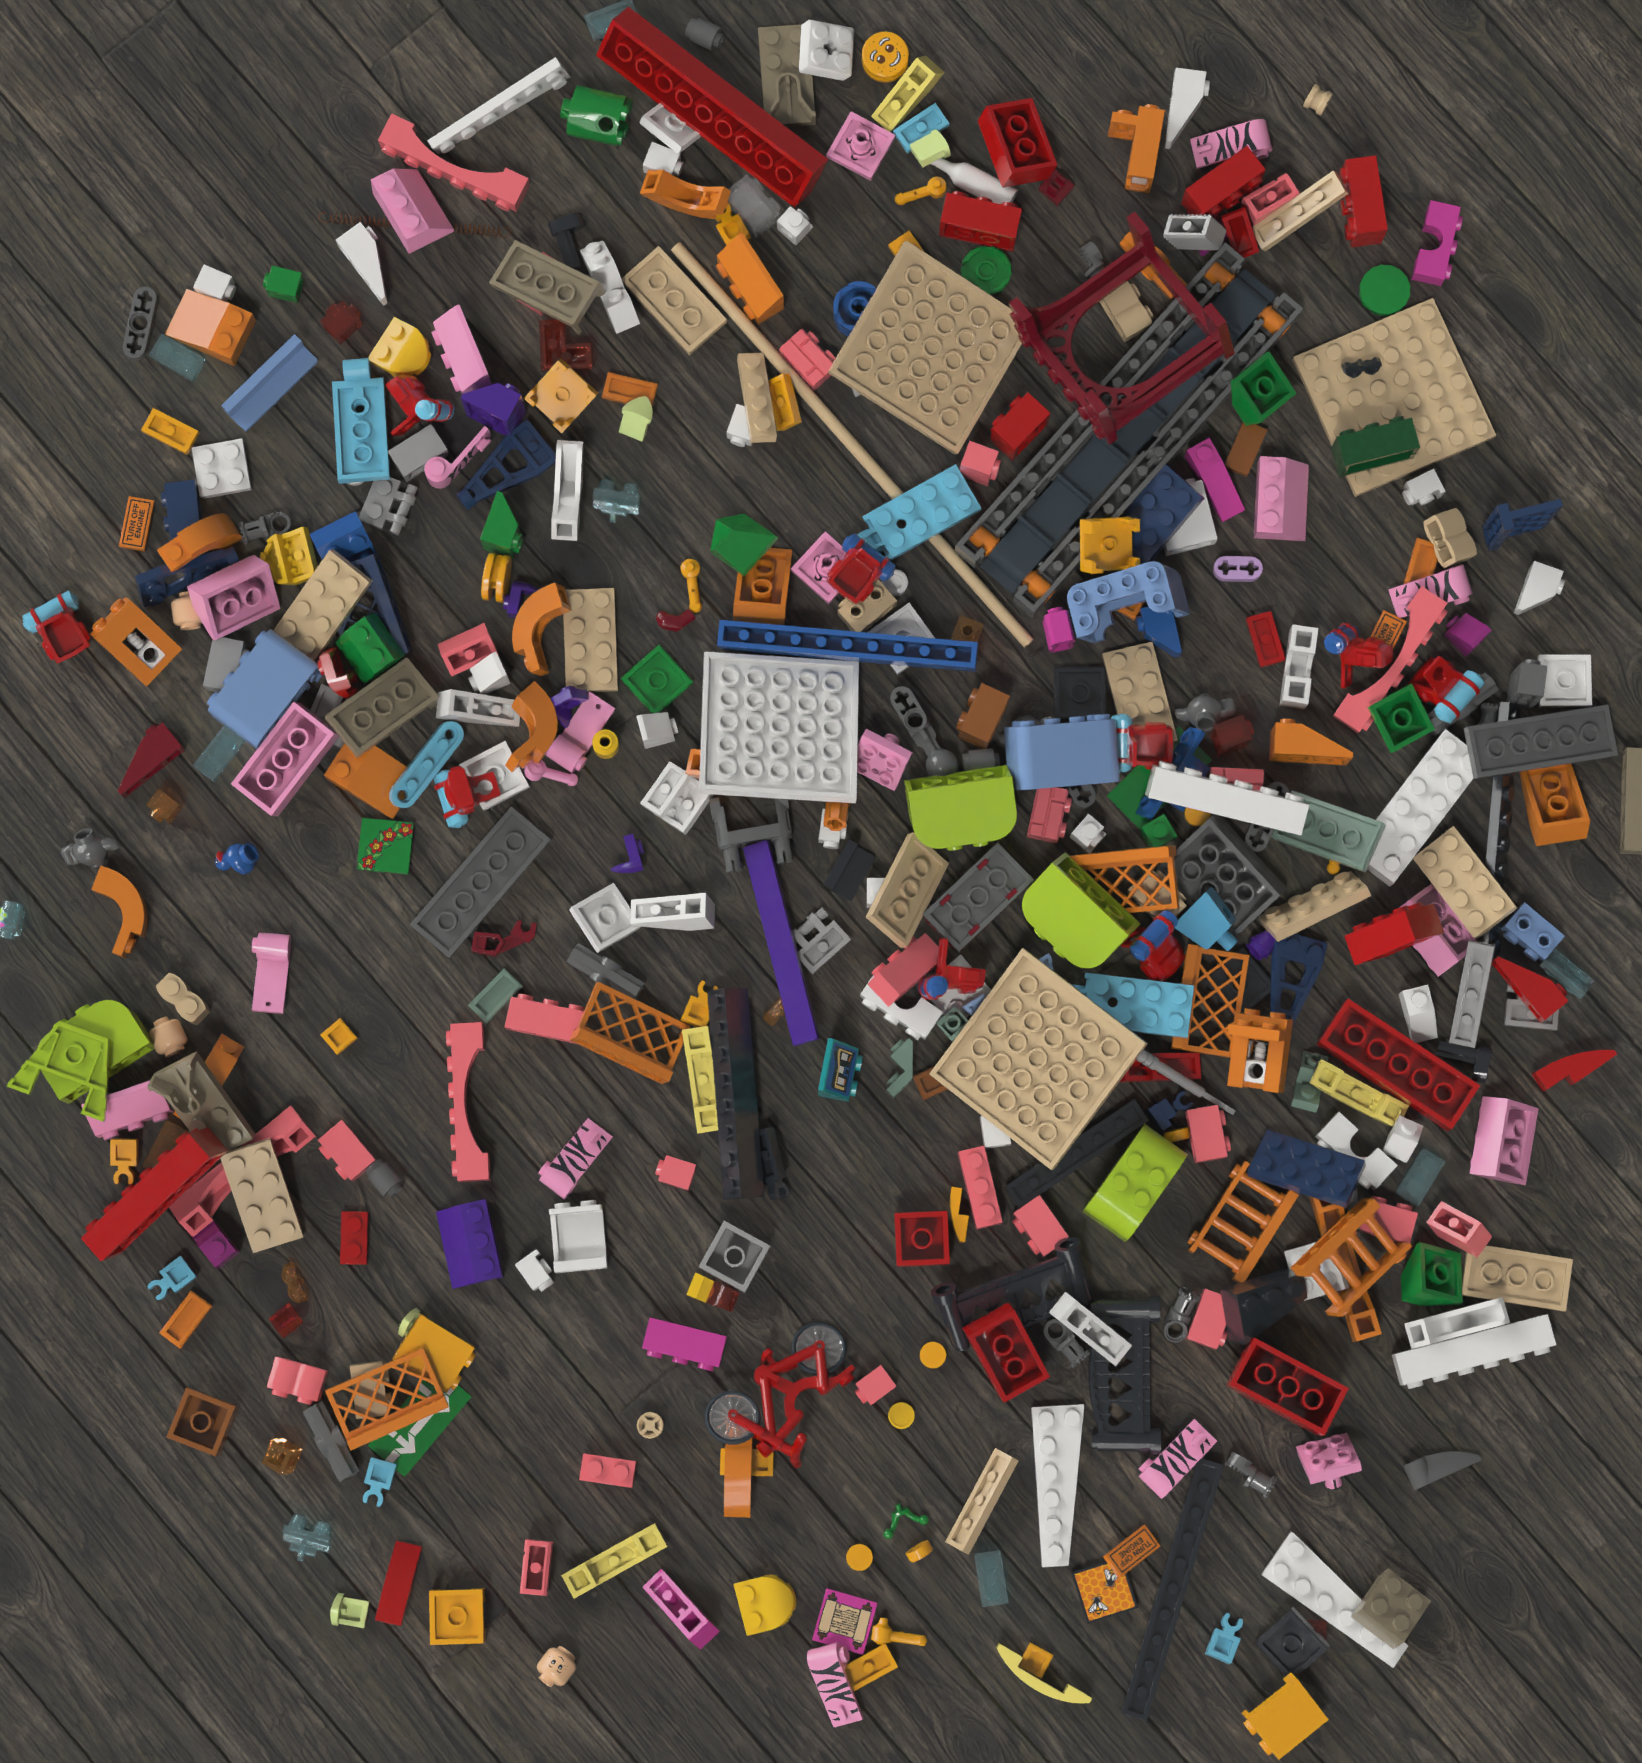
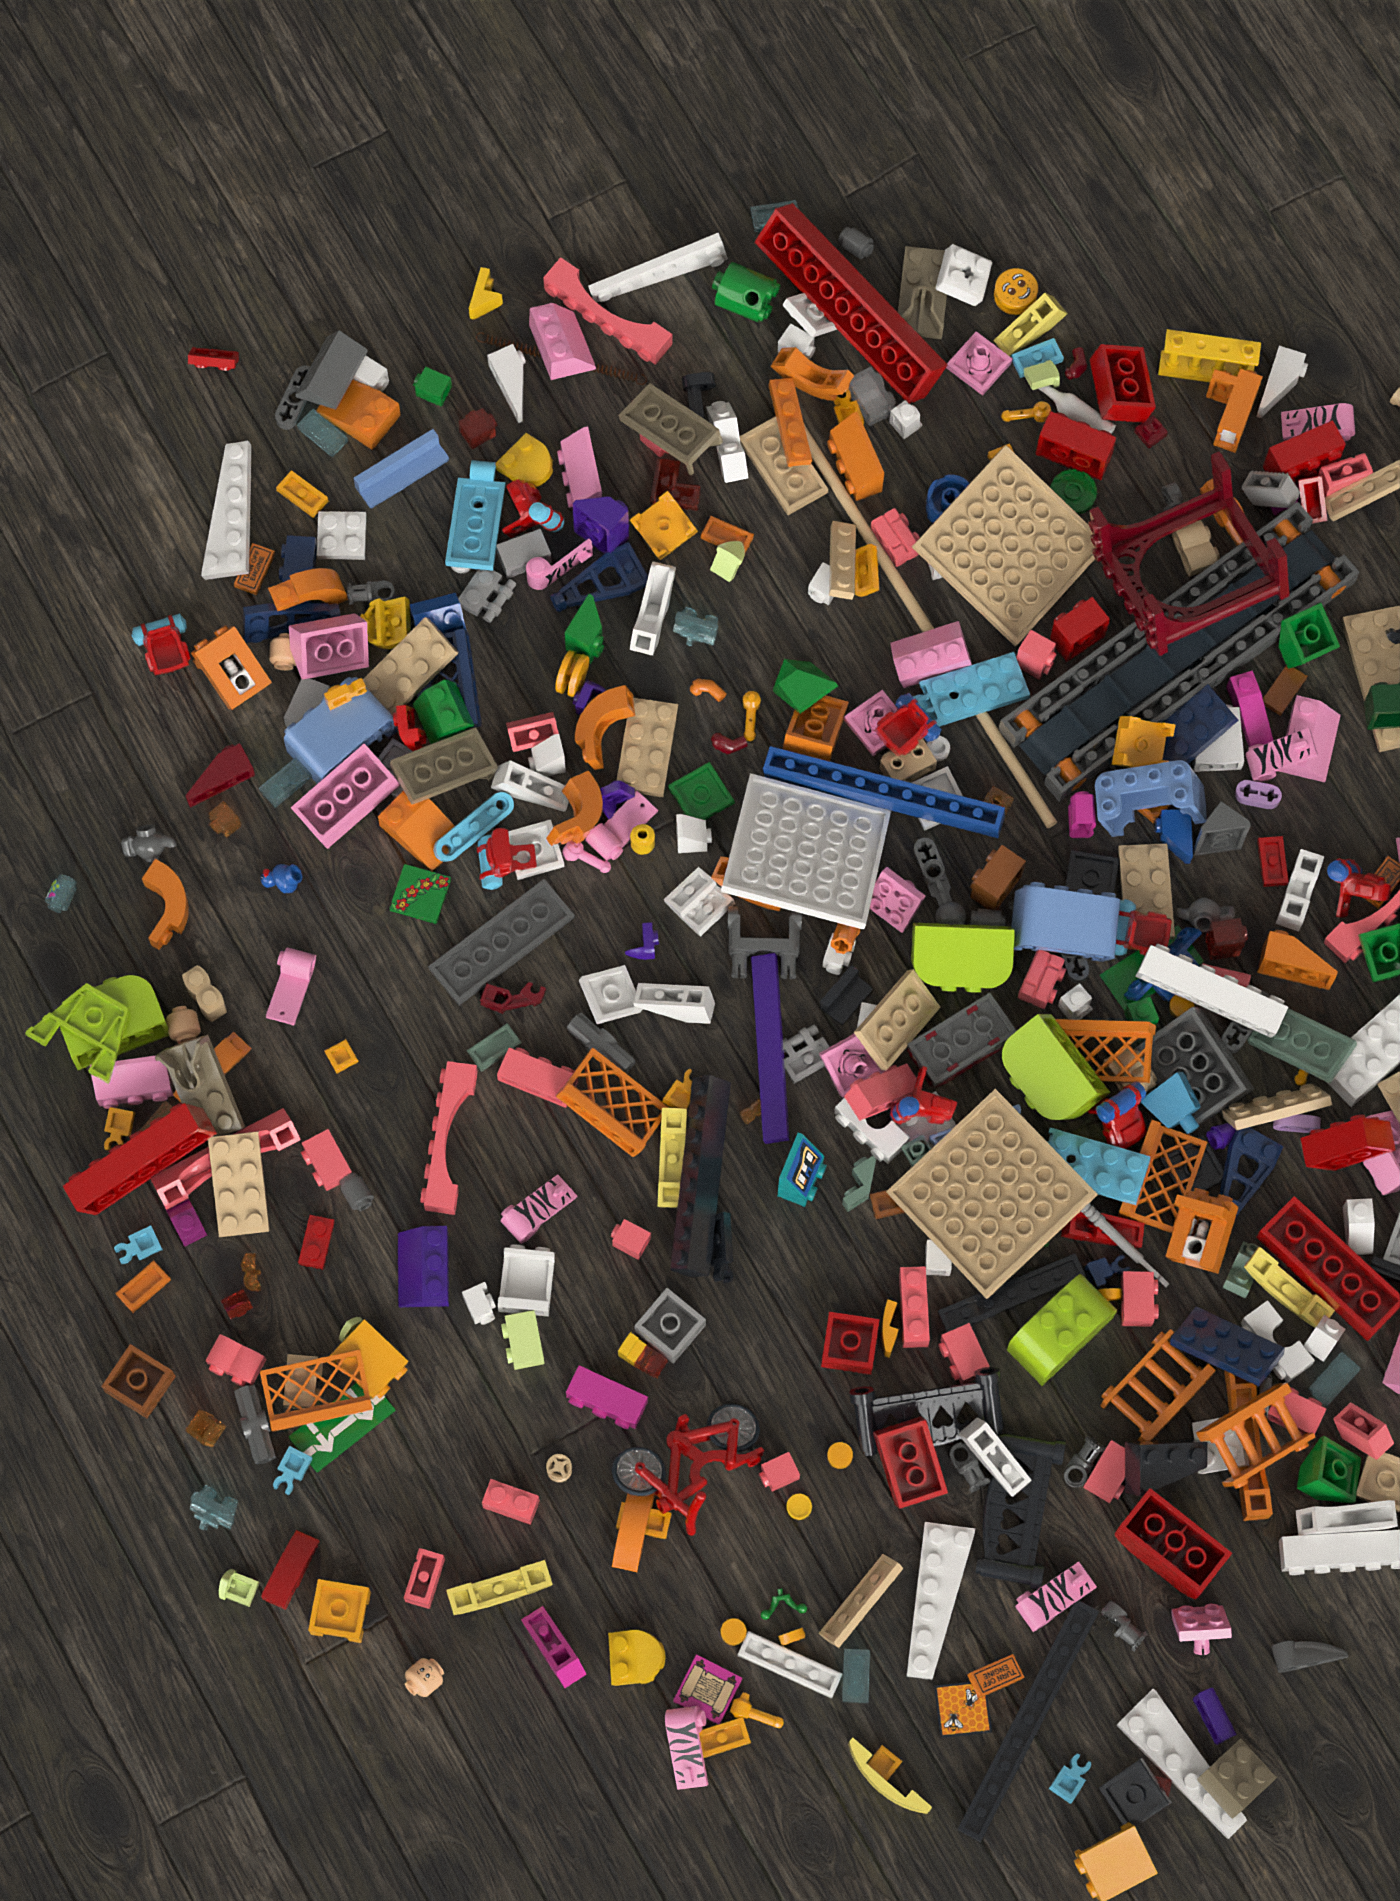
camera: 10 degrees right, 10 degrees down
(43, 297) = (211, 357): none -> red plate
(101, 483) = (230, 524): none -> white wing
(173, 290) = (332, 370): none -> dark grey slope
(258, 655) = (342, 694): none -> light orange plate
(317, 176) = (483, 298): none -> yellow slope
(587, 1299) = (523, 1340): none -> yellowish green brick
(641, 561) = (707, 686): none -> orange arm
(672, 252) = (790, 422): none -> orange plate
(868, 482) = (930, 654): none -> bright pink slope
(873, 949) = (849, 1063): none -> bright pink plate
(922, 1579) = (790, 1664): none -> white tile
(967, 127) = (1079, 365): none -> dark red arm
(1101, 95) = (1198, 355): none -> yellow fence
(1208, 621) = (1222, 831): none -> dark grey slope
(1252, 525) = (1279, 754): none -> bright pink door
(1348, 915) = (1297, 1123): none -> lavender beam
(1357, 1547) = (1214, 1716): none -> dark purple brick

